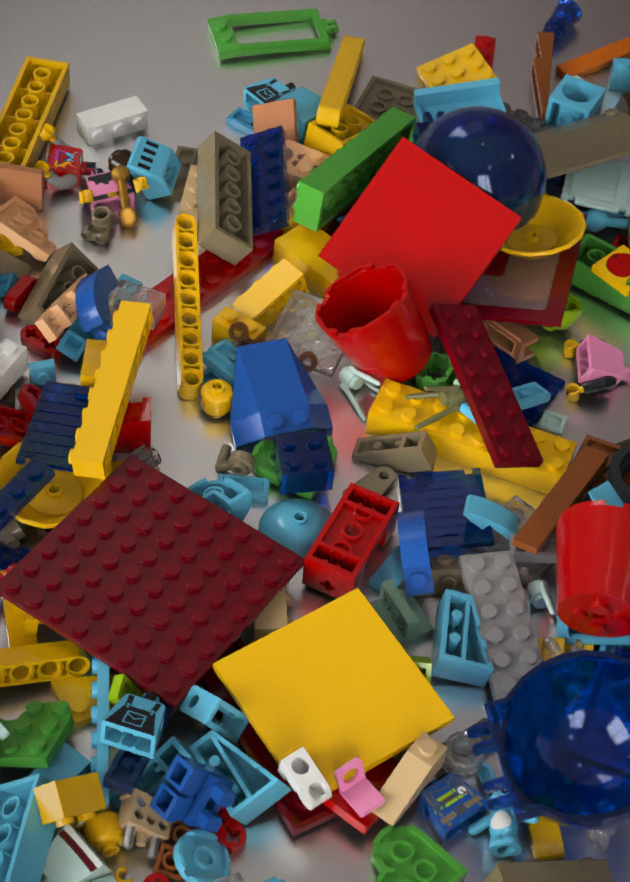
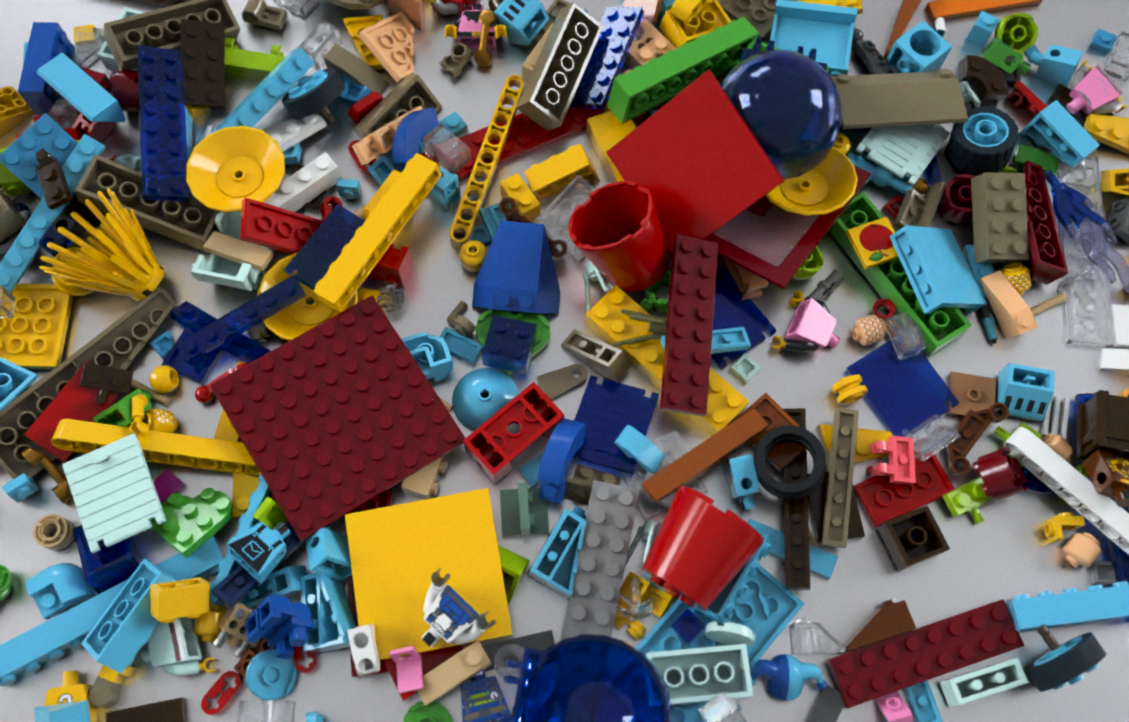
camera: 25 degrees right, 20 degrees up
(157, 344) = (446, 190): none -> medium azure hinge
(384, 713) = (450, 615): none -> torso
(595, 325) = (826, 287): none -> light grey pin

